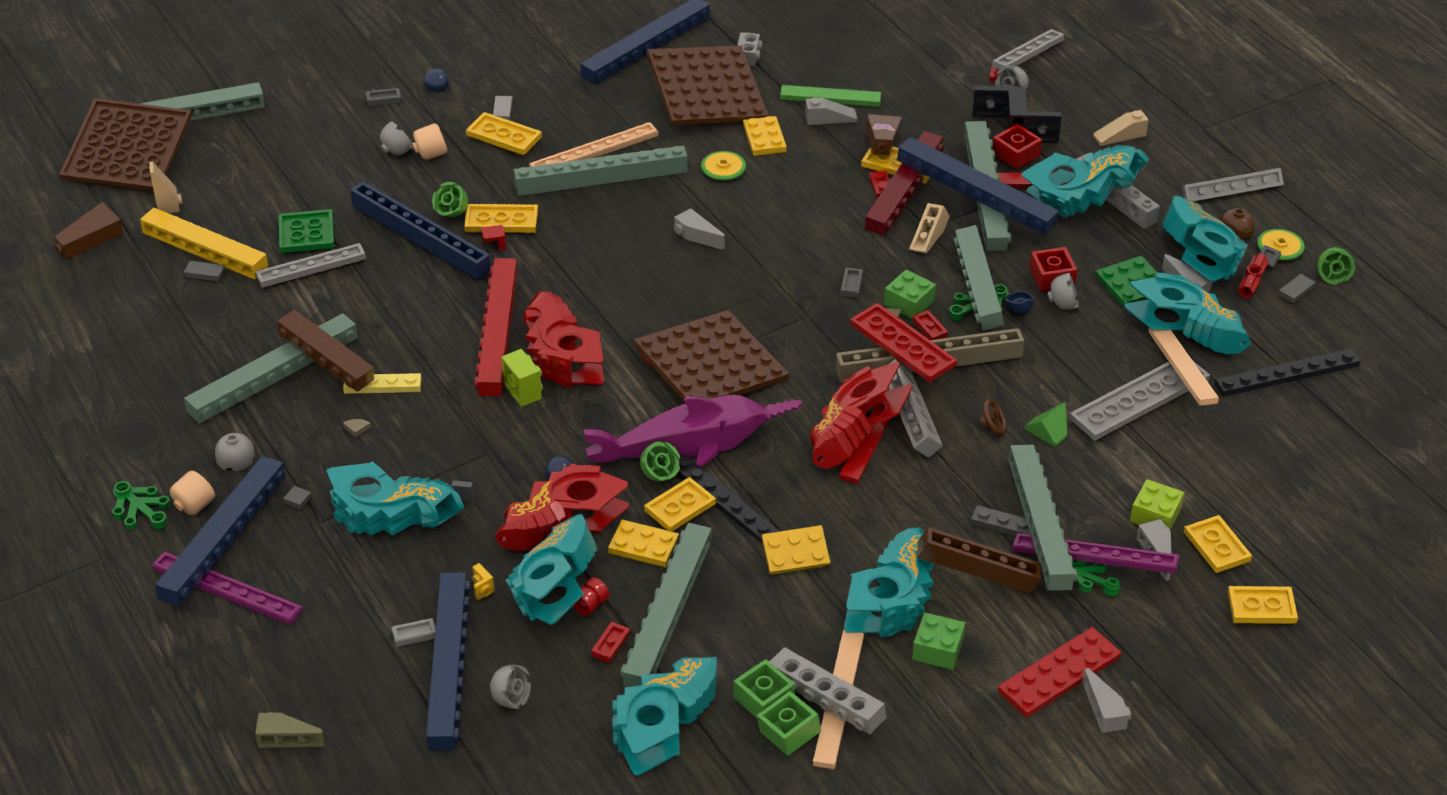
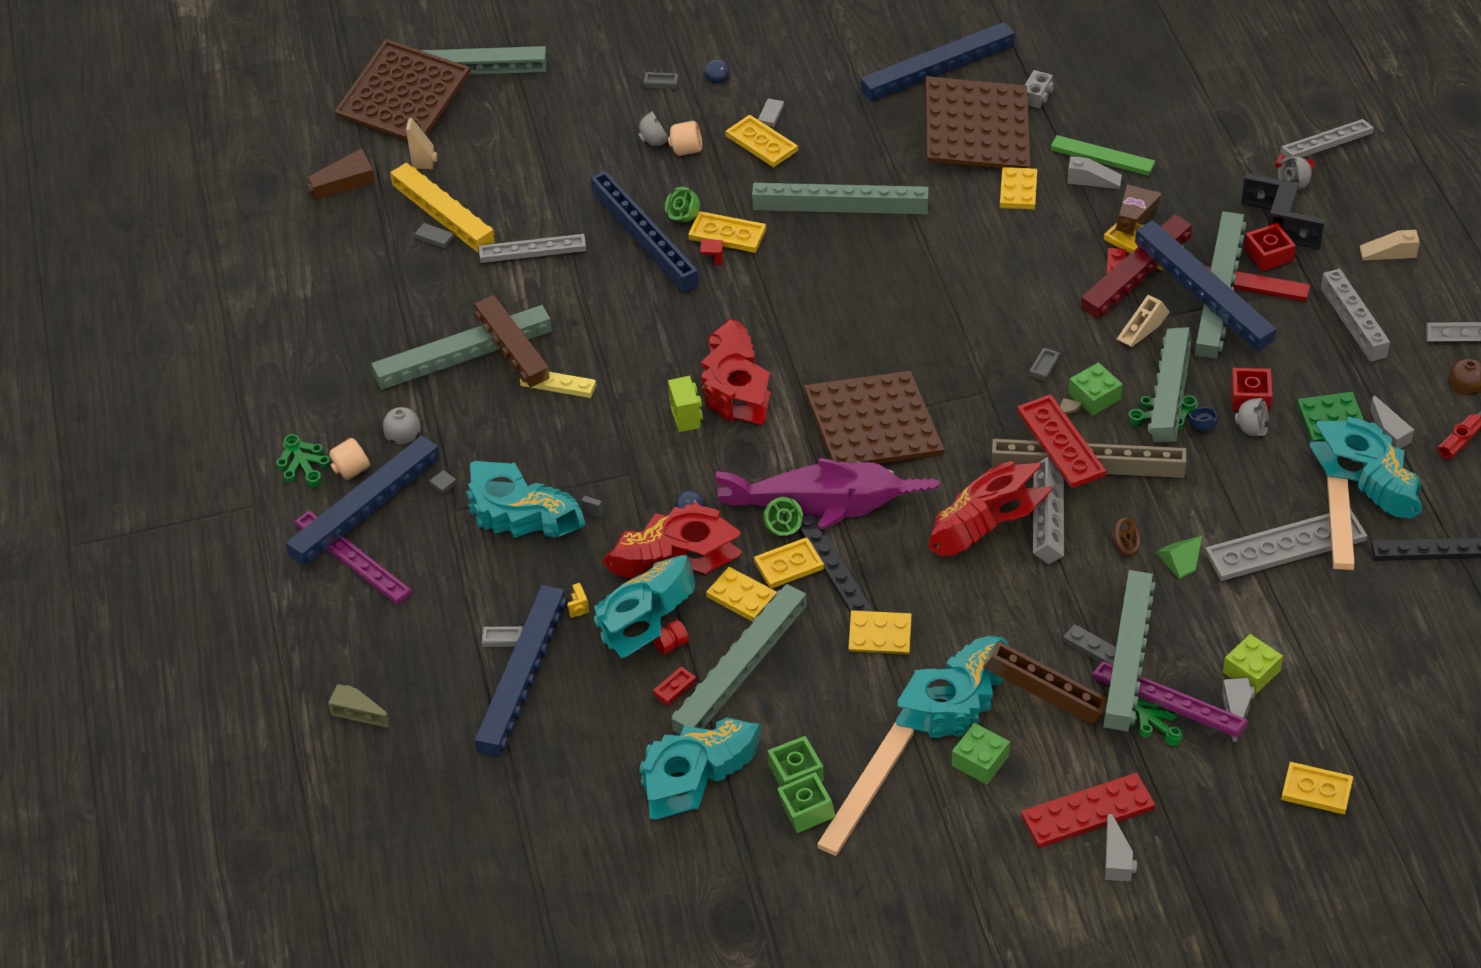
camera: 20 degrees right, 5 degrees up
(306, 231) = (540, 211): green plate -> none
(357, 426) = (520, 422): dark tan tile -> none
(496, 327) = (682, 344): red brick -> none
(510, 686) = (567, 709): light grey cylinder -> none
(602, 145) = (850, 171): light nougat tile -> none
(697, 229) = (911, 279): light grey slope -> none
(723, 165) = (964, 214): yellow wheel -> none
(831, 692) = (854, 780): light grey brick -> none
(859, 460) = (985, 546): red tile -> none
(929, 326) = (1103, 427): red plate -> none
(1089, 182) = (1324, 299): teal animal -> none
(1204, 236) = (1424, 385): teal animal -> none
(1217, 544) = (1299, 715): yellow plate -> none

